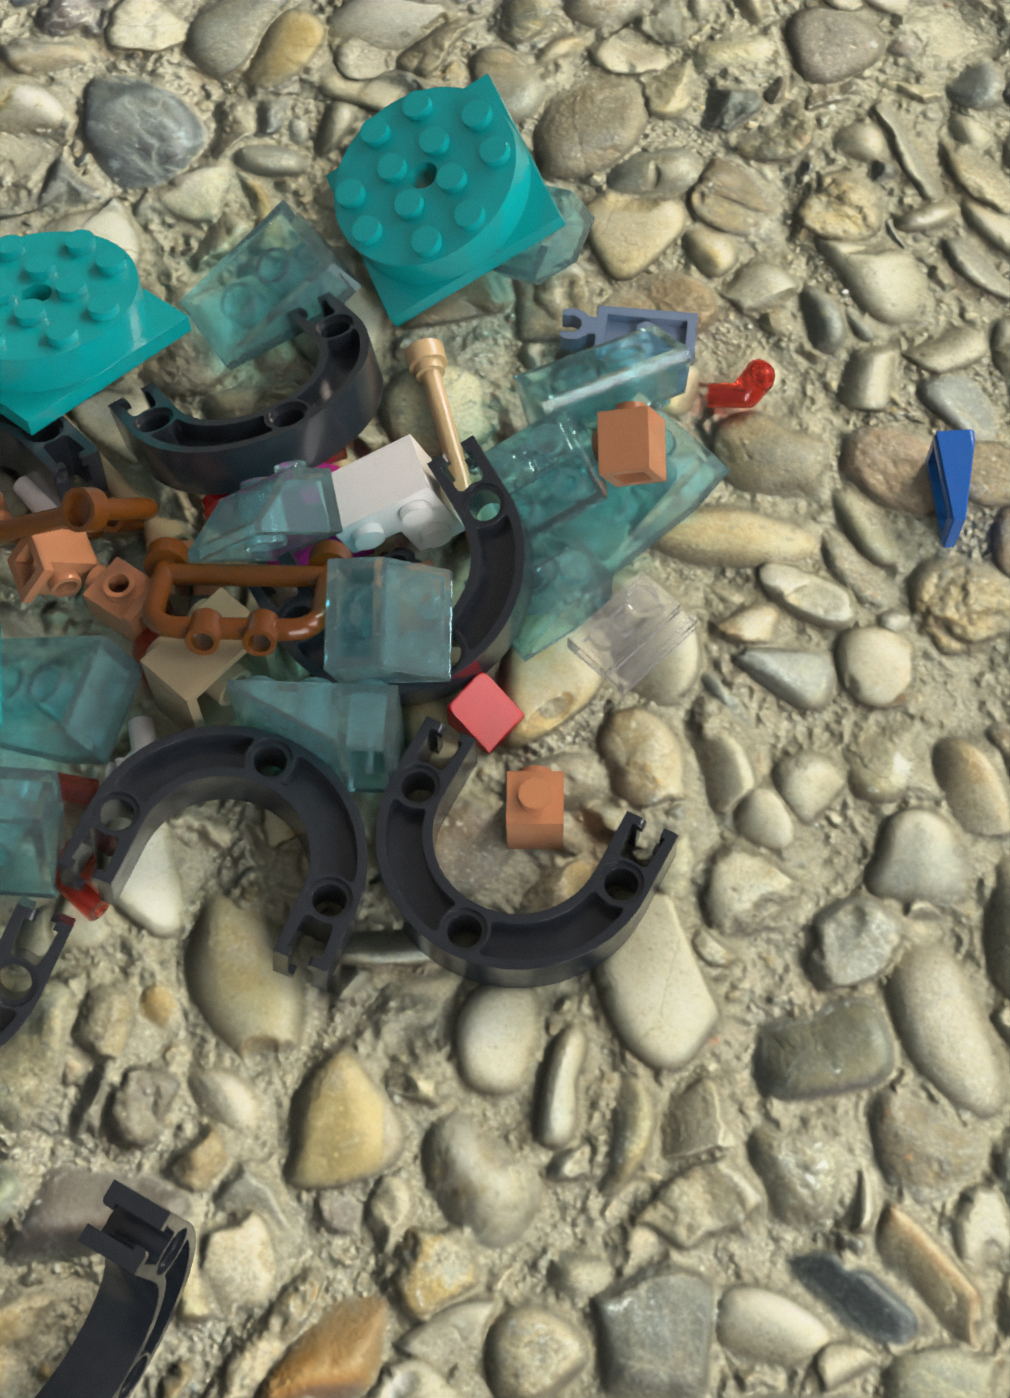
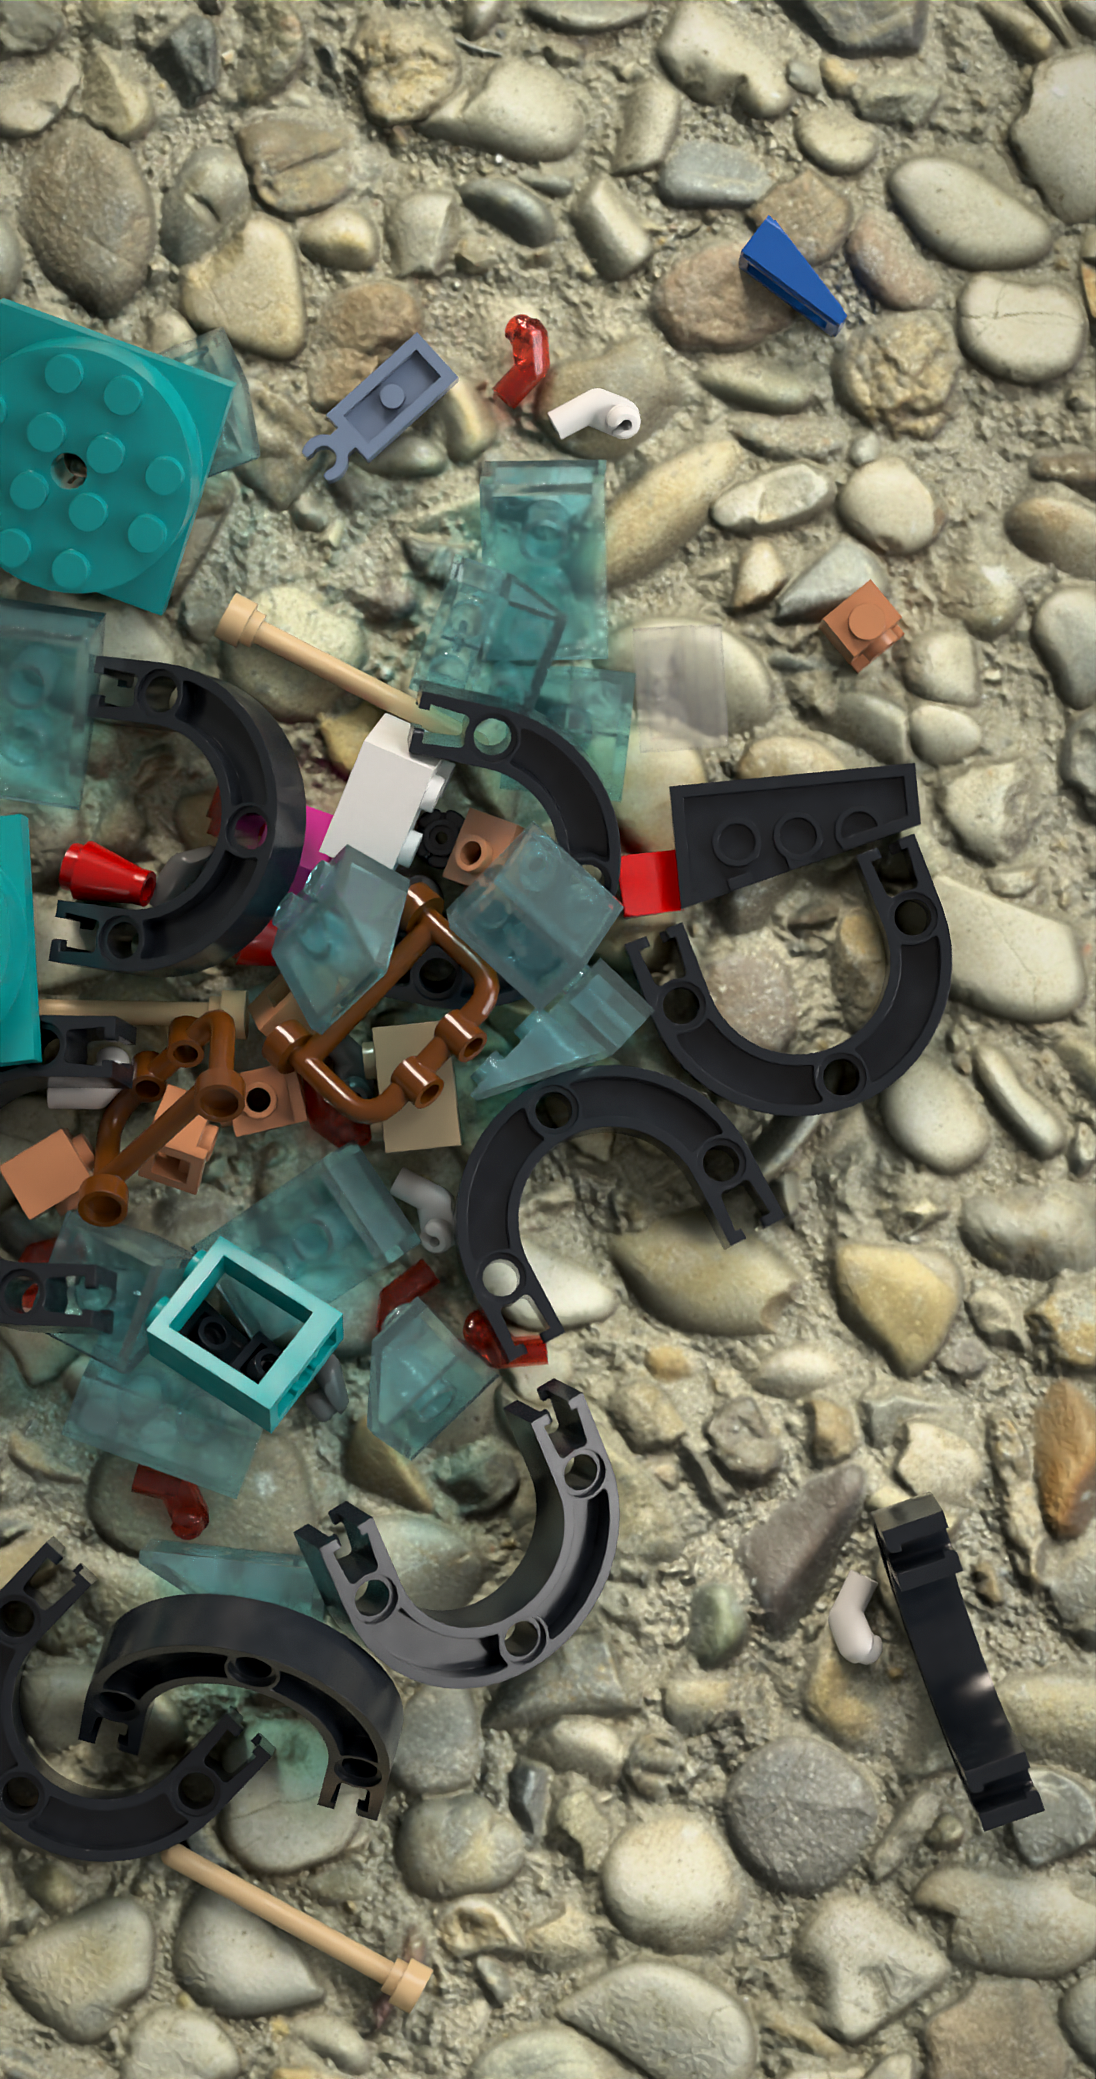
camera: 50 degrees left, 25 degrees up
(55, 1296) = (849, 1623): none -> white arm
(192, 394) = (104, 876): none -> red cone
(535, 808) = (778, 921): nougat brick -> none
(606, 760) = (775, 824): none -> black wing
(607, 375) = (423, 497): clear light blue slope -> none
(630, 445) = (531, 546): nougat brick -> none
(755, 449) = (598, 410): none -> white arm
(783, 698) = (862, 626): none -> nougat brick

